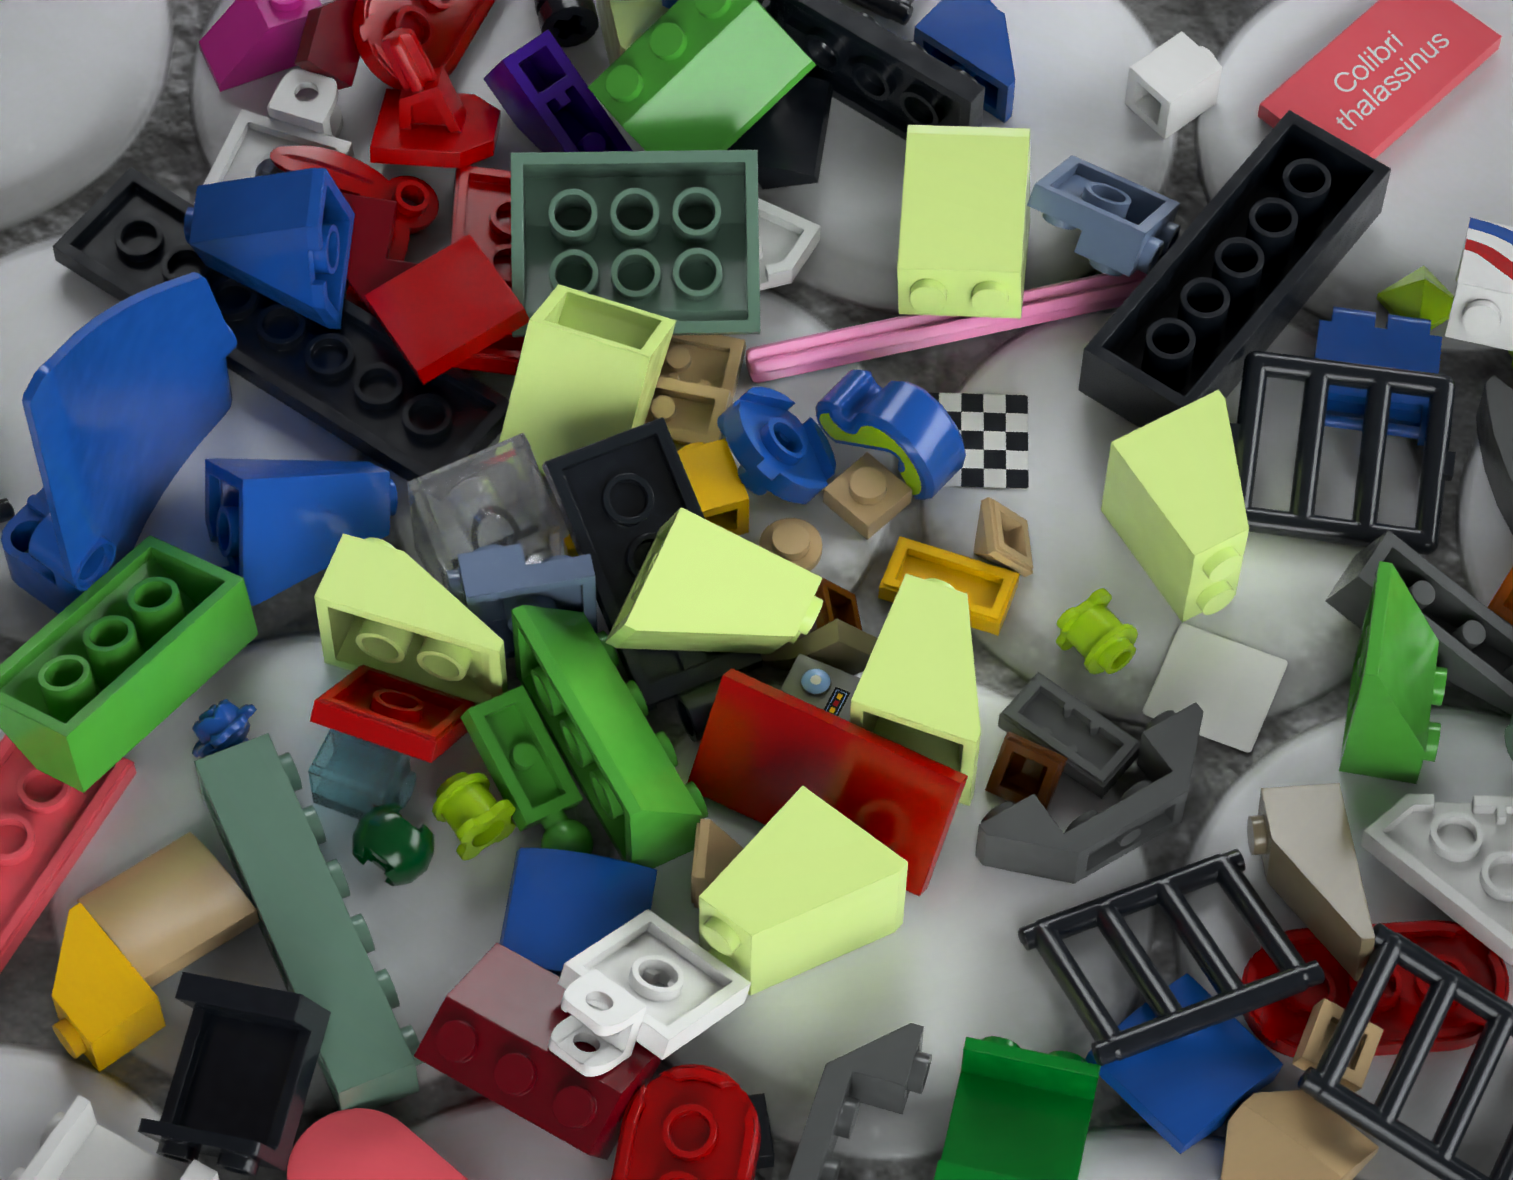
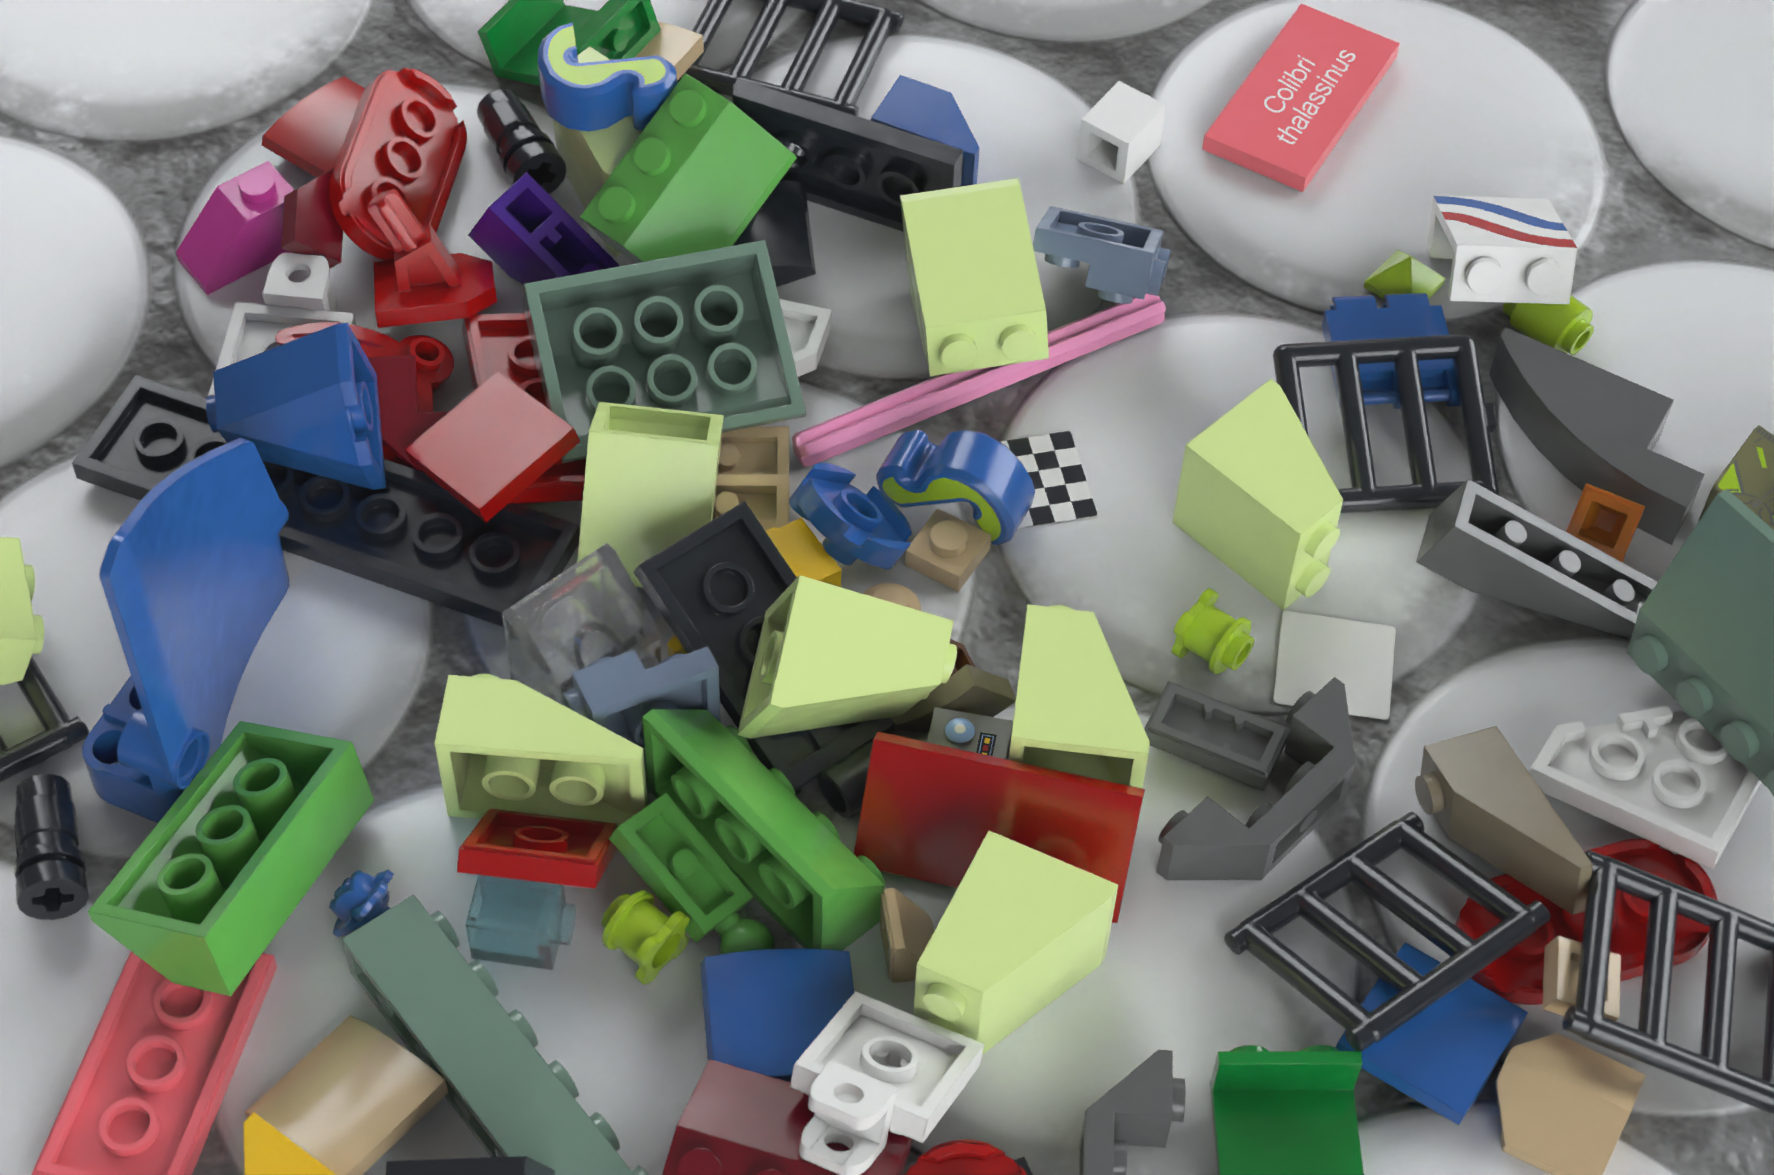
camera: 15 degrees left, 5 degrees down
(288, 515) = (381, 675): blue slope -> none
(393, 844) = (571, 982): dark green piece -> none
(988, 586) = (1010, 603): yellow tile -> none
(1003, 538) = (1091, 564): tan slope -> none
(1025, 770) = (1184, 778): reddish brown slope -> none
(1235, 273) = (1235, 285): black brick -> none
(1393, 686) = (1510, 626): bright green slope -> none

